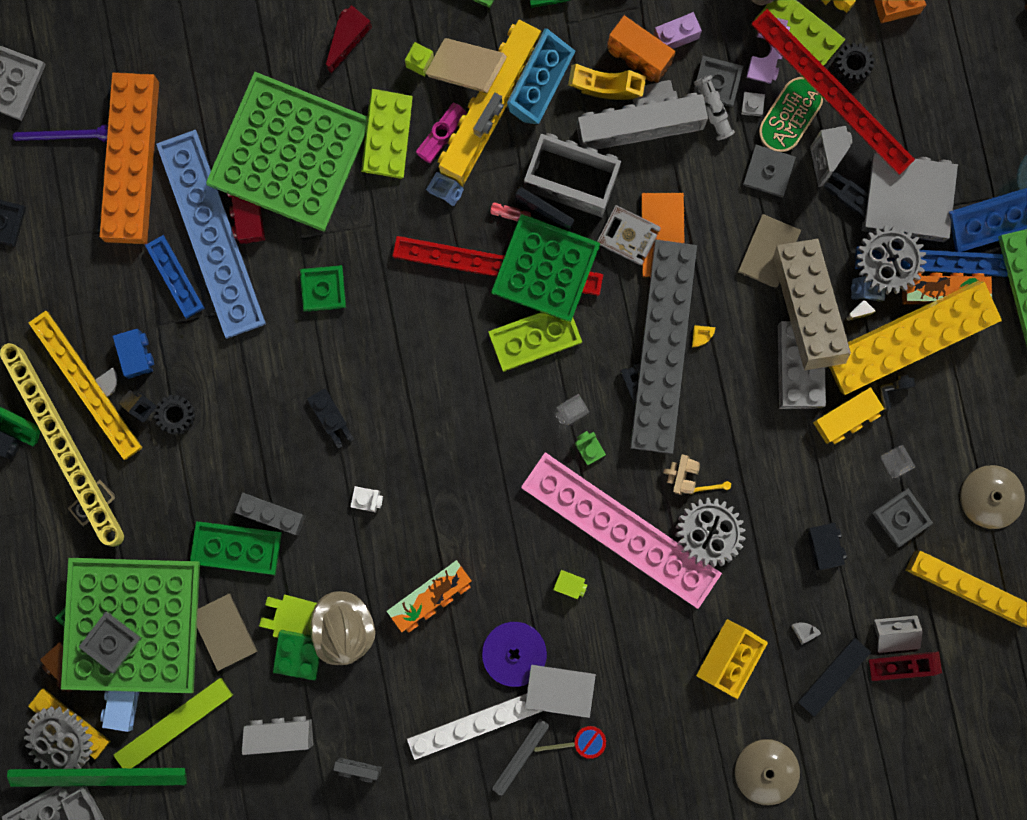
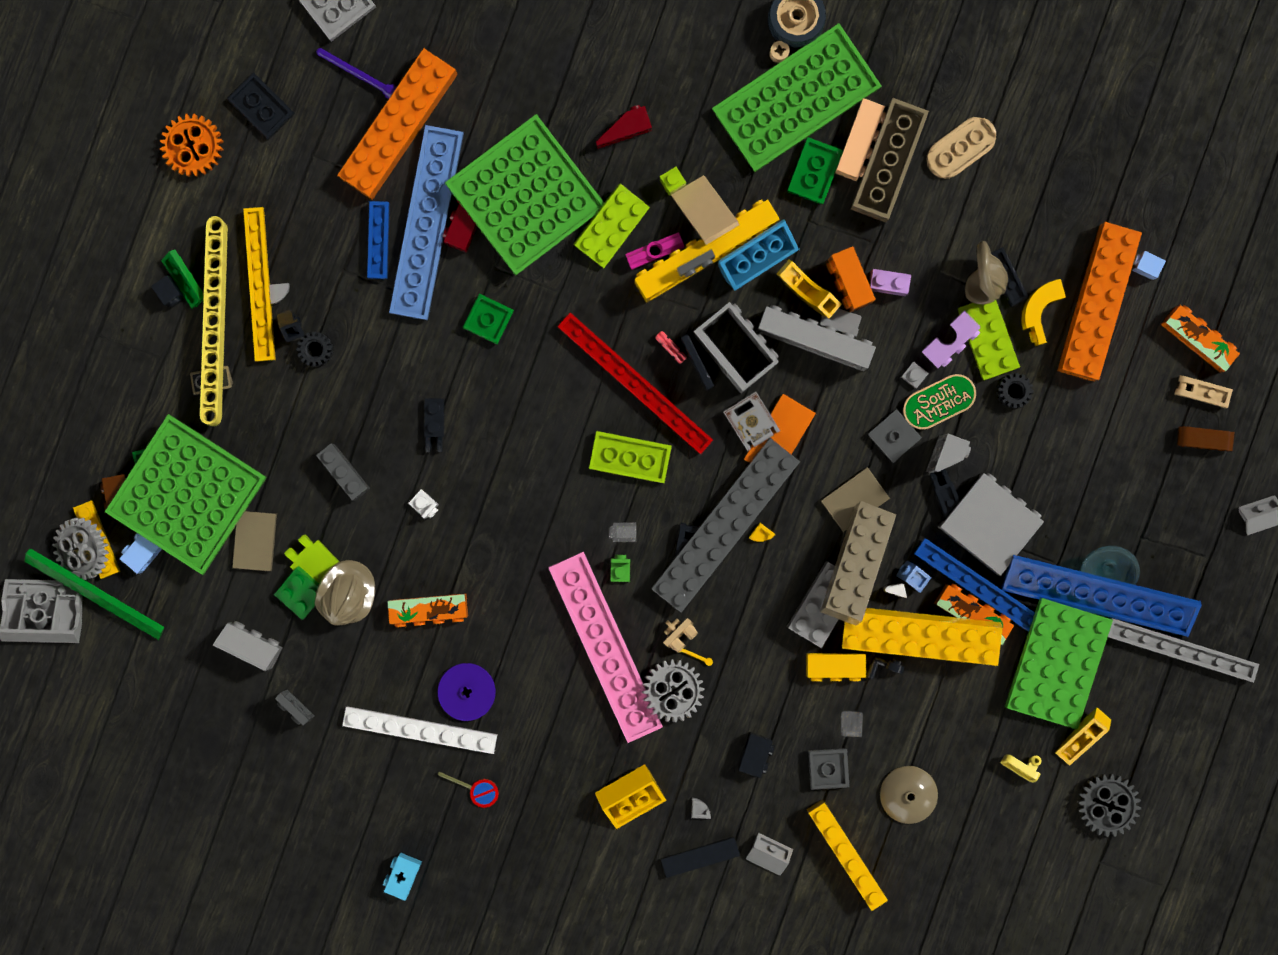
camera: 30 degrees right, 5 degrees up
(110, 642) = (162, 499): dark grey plate -> none
(133, 353) = (311, 282): blue brick -> none
(173, 724) = (175, 588): lime tile -> none
(236, 547) = (301, 481): green plate -> none
(445, 188) = (631, 297): medium blue bracket -> none
(520, 757) = (424, 772): dark grey axle -> none
(545, 268) = (670, 409): green plate -> none
(560, 691) = (484, 741): light grey tile -> none
(570, 585) = (541, 665): lime brick -> none
(714, 104) = (881, 359): light grey piece -> none
(724, 78) = (897, 340): dark grey plate -> none
(756, 761) = (609, 884): dark tan dish -> none
(833, 92) = (980, 406): red plate -> none
(905, 666) = (760, 882): dark red slope -> none
(909, 252) = (961, 567): light grey gear -> none

